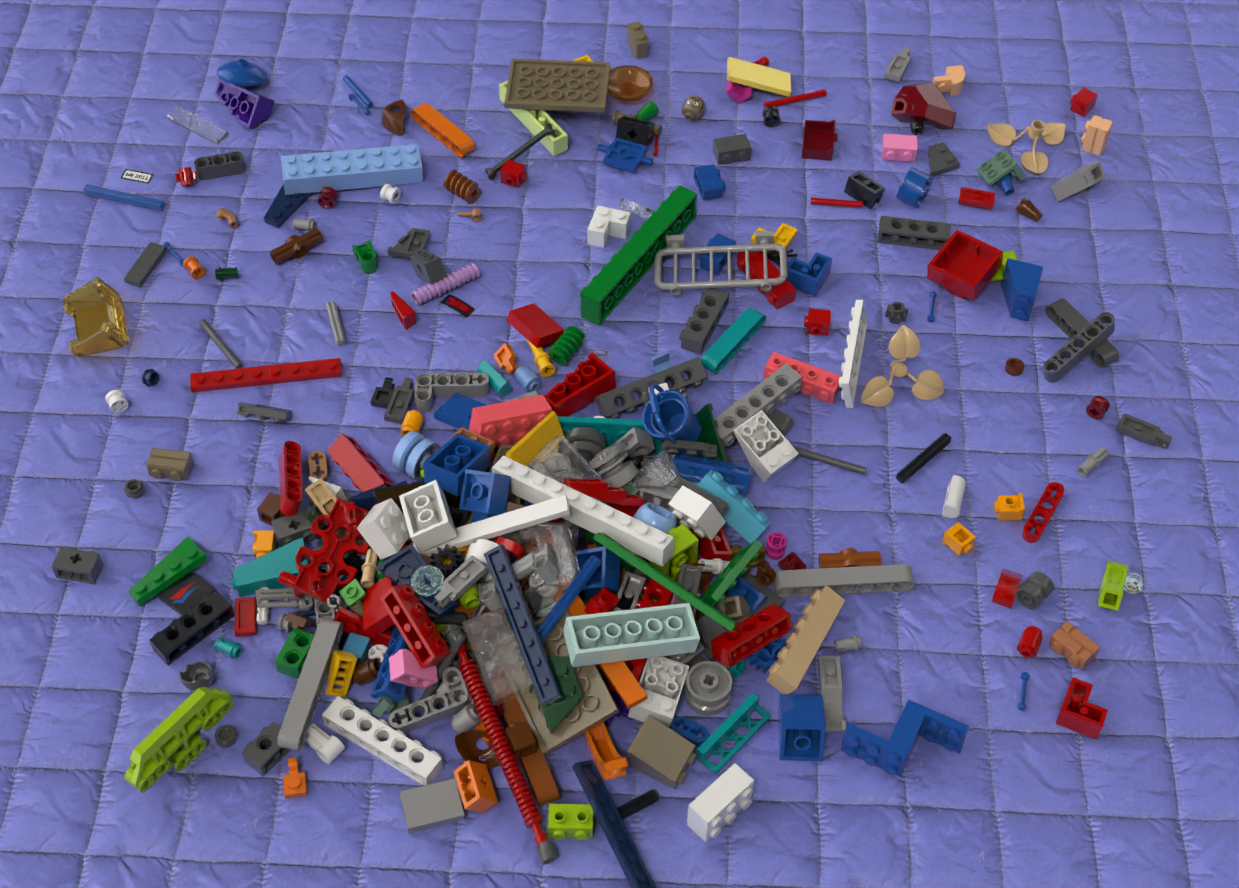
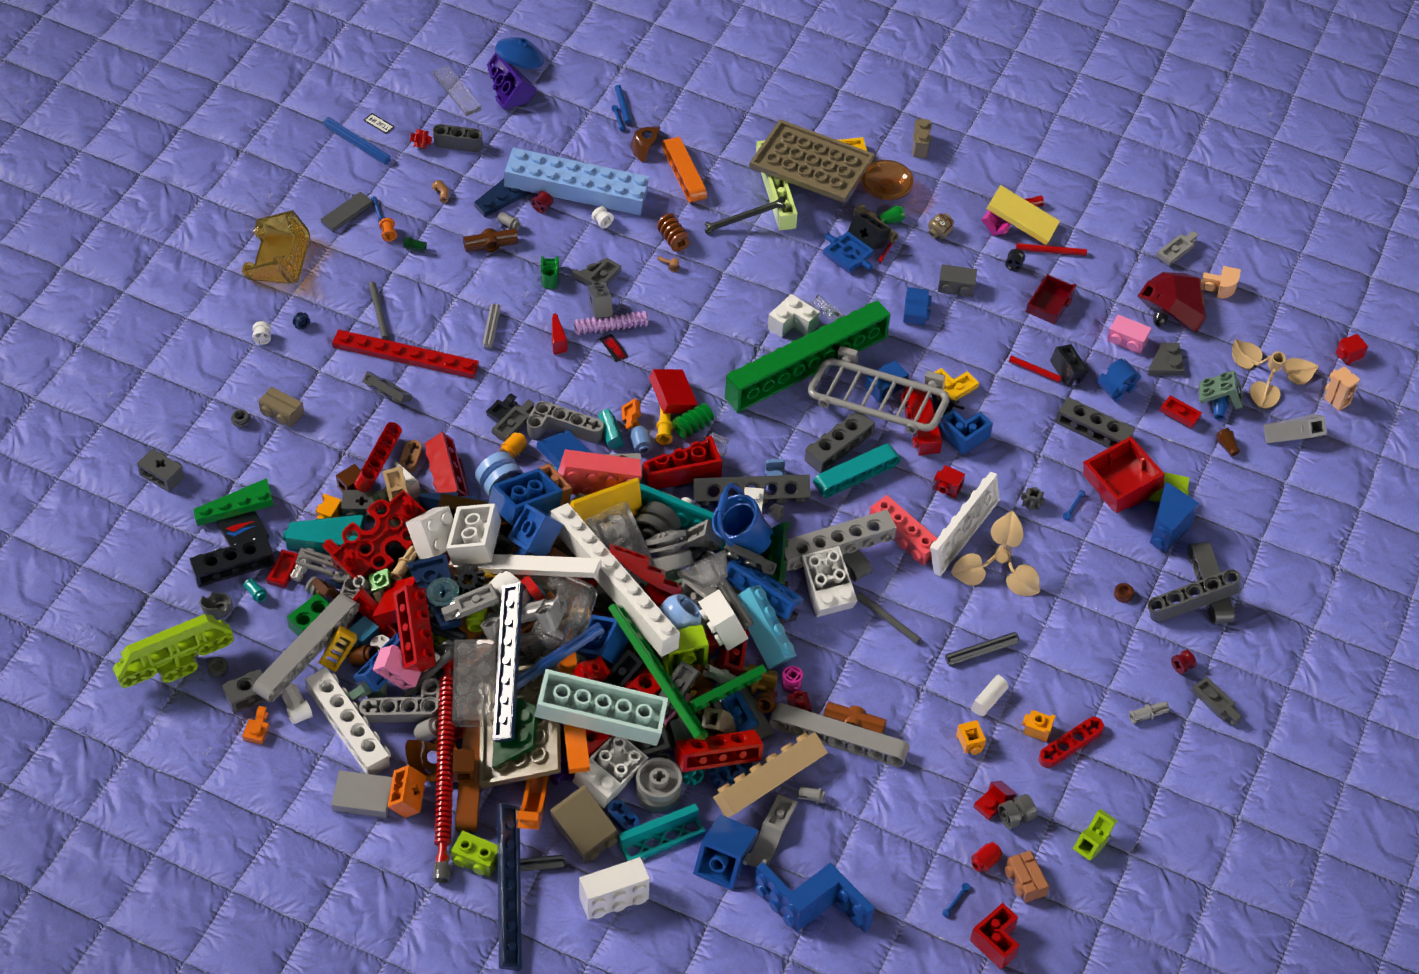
camera: 20 degrees right, 0 degrees up
(513, 173) = (729, 235): red brick -> none
(1133, 583) = (1121, 841): clear tile -> none

